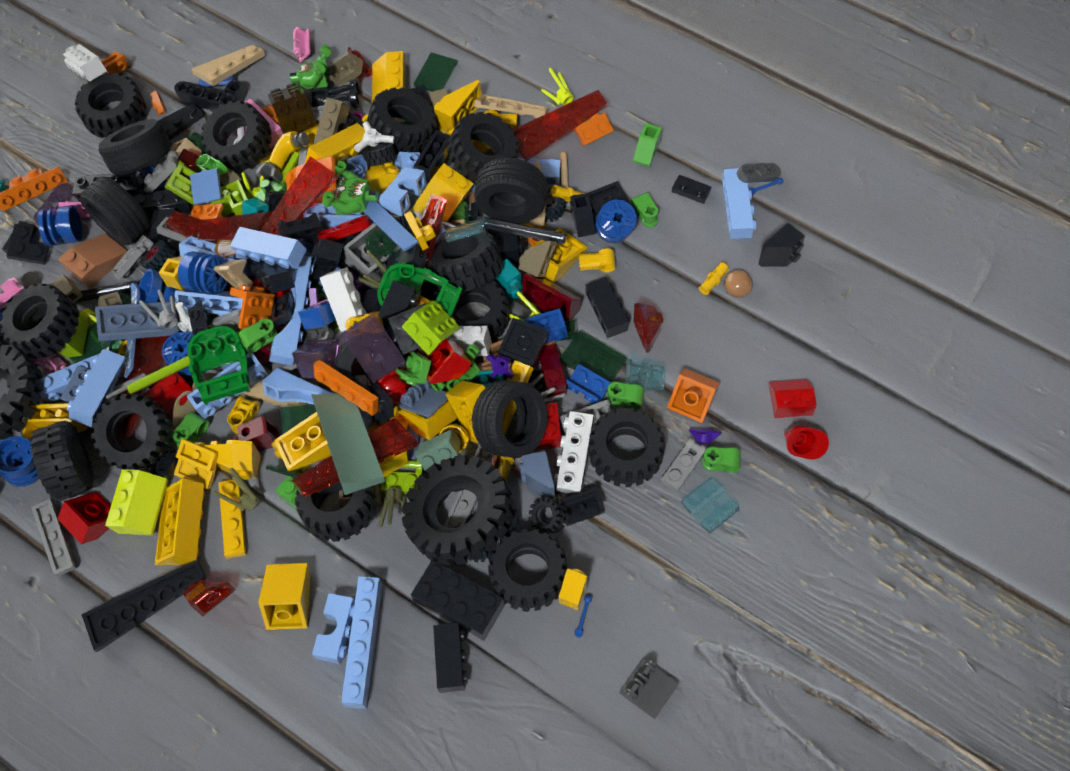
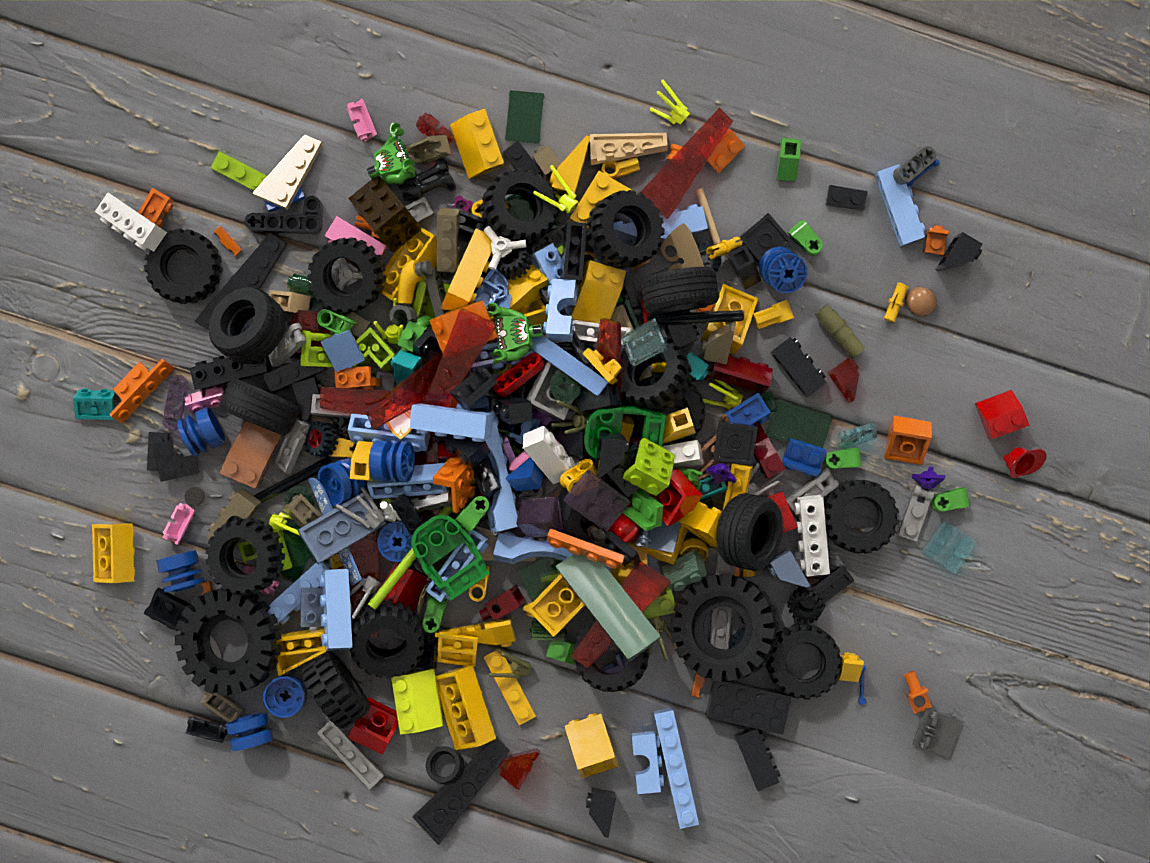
camera: 20 degrees left, 25 degrees up
(139, 581) = (431, 761): none -> black tyre
(186, 55) = (237, 171): none -> lime plate
(233, 273) = (423, 450): tan slope -> none
(269, 659) = (601, 808): none -> black slope
(417, 567) = (697, 685): none -> orange piece
(441, 122) = (566, 202): none -> neon yellow plant
(472, 309) = (678, 426): none -> yellow slope
(636, 637) = (916, 690): none -> orange bracket
(654, 287) = (839, 331): none -> olive piece
(764, 233) = (935, 240): none -> orange bracket

